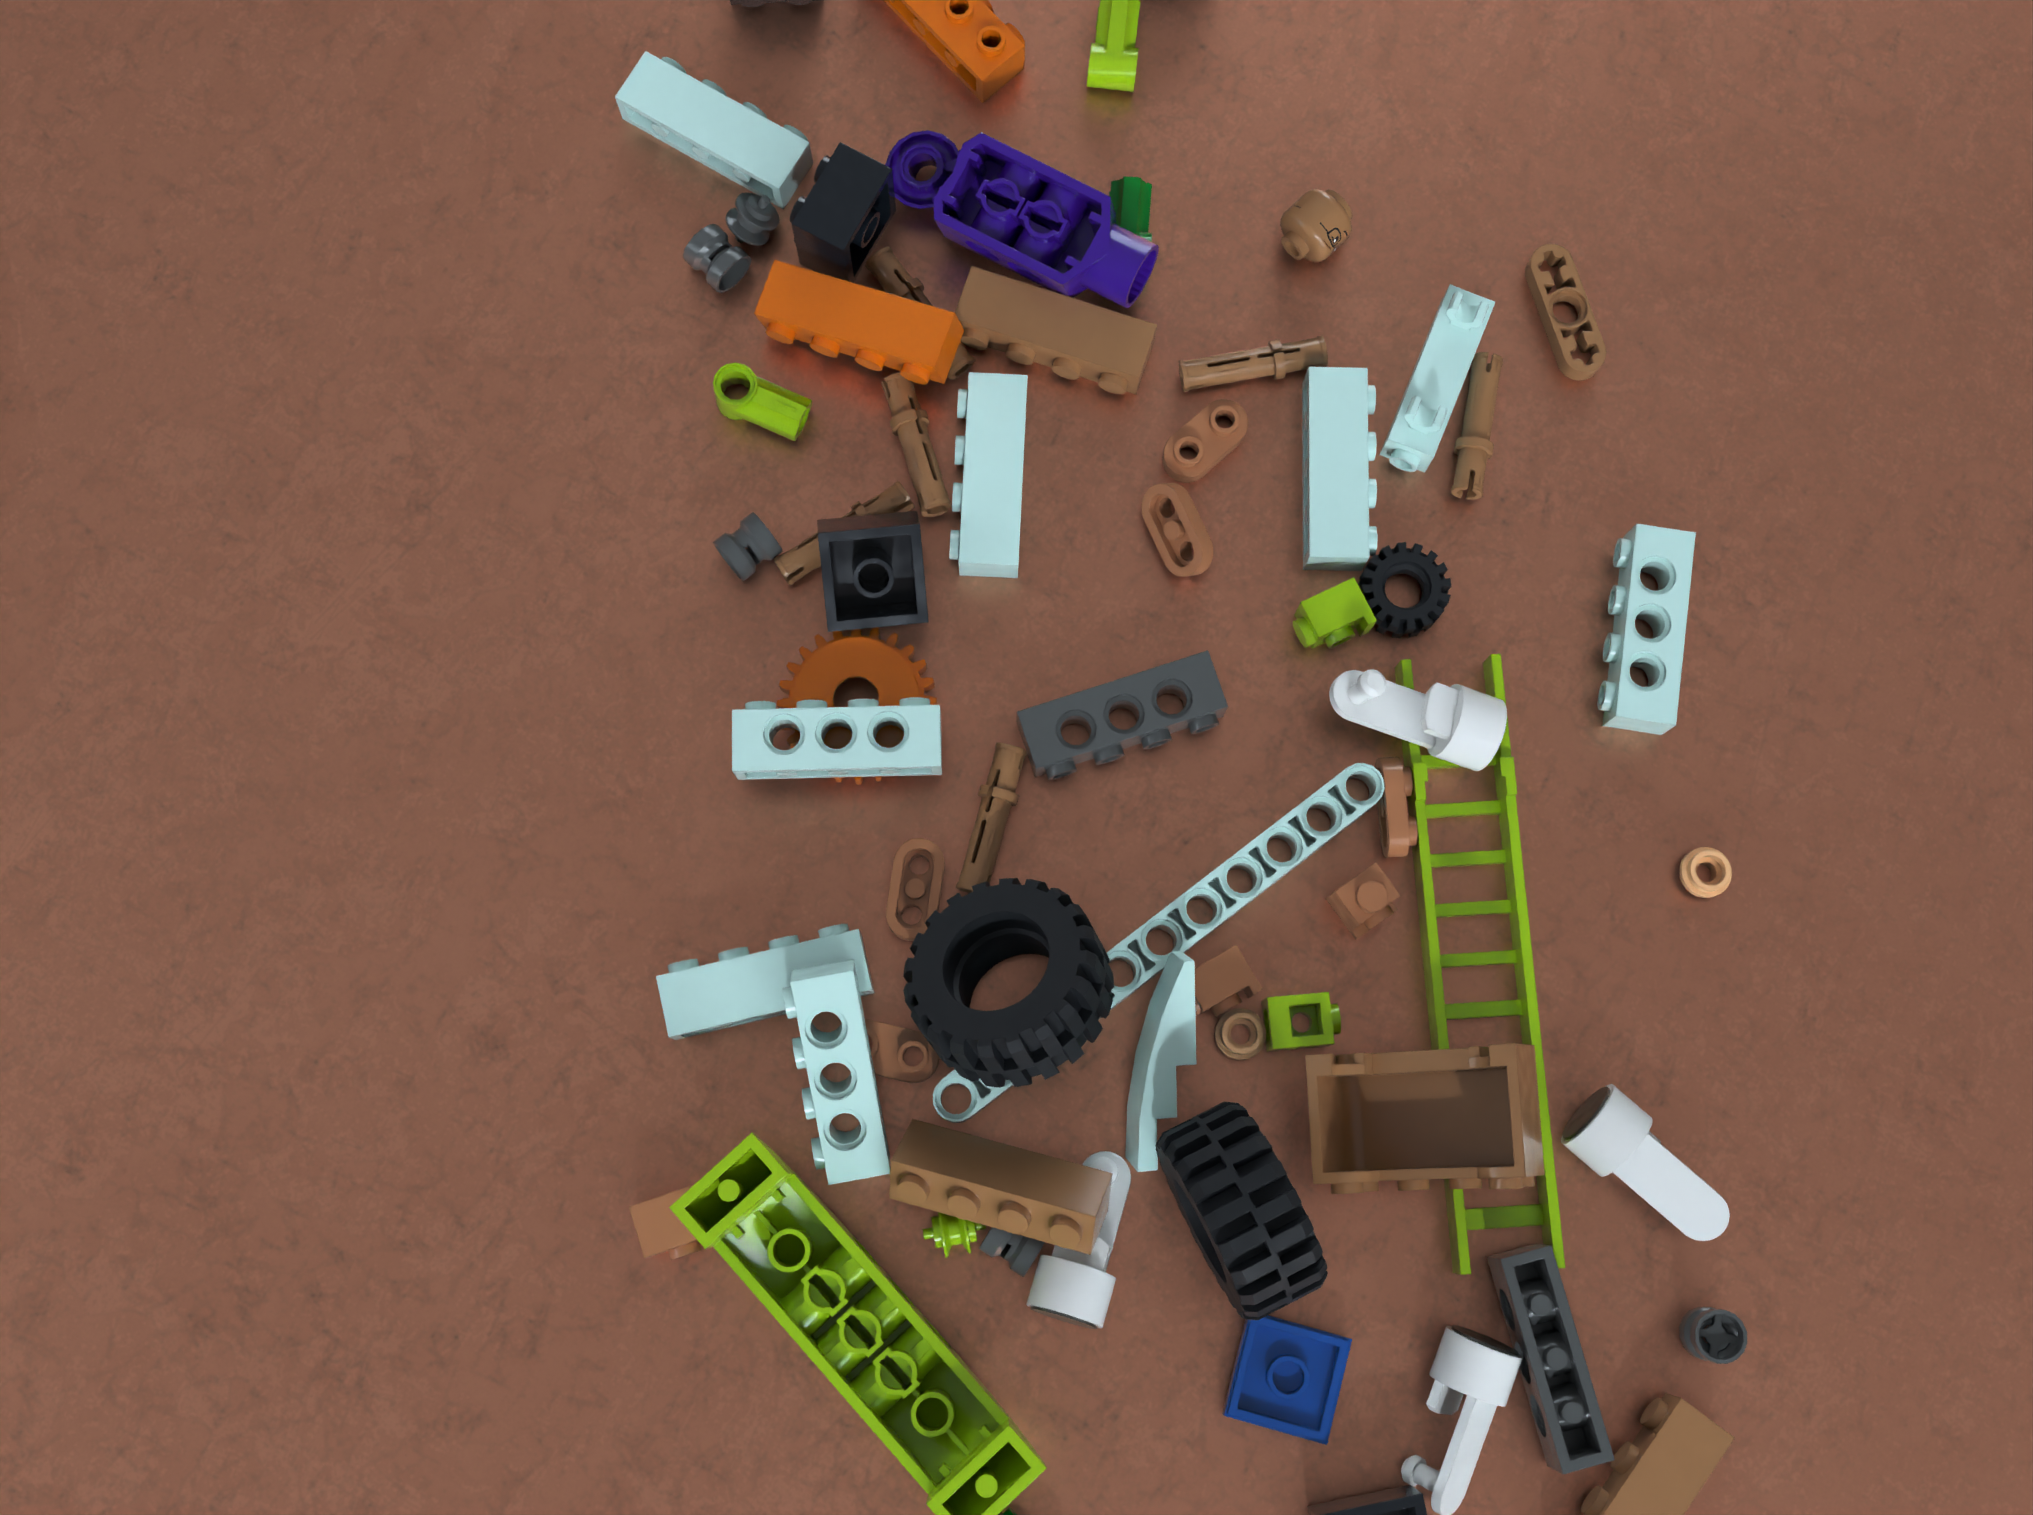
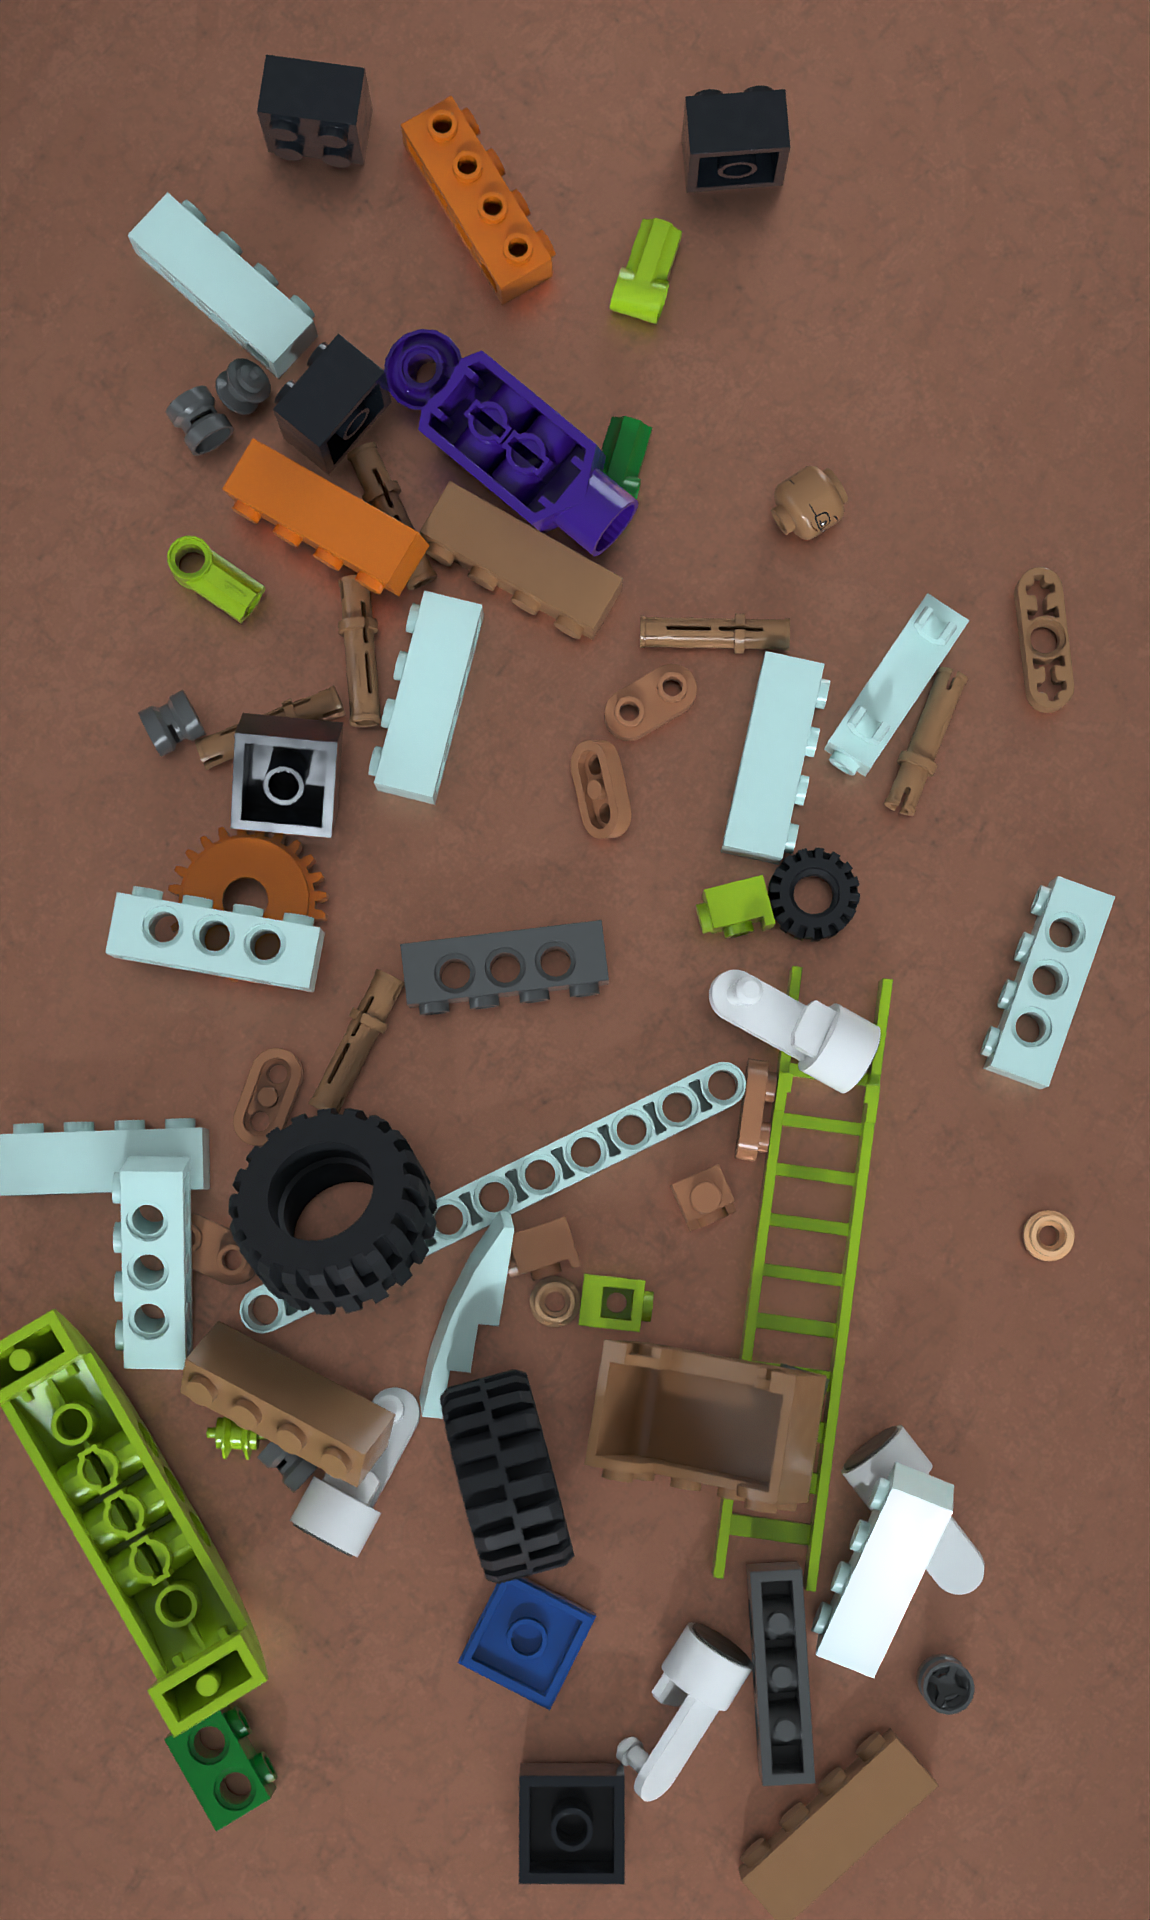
camera: 15 degrees right, 5 degrees up
(1631, 1228) = (884, 1568): none -> light aqua brick

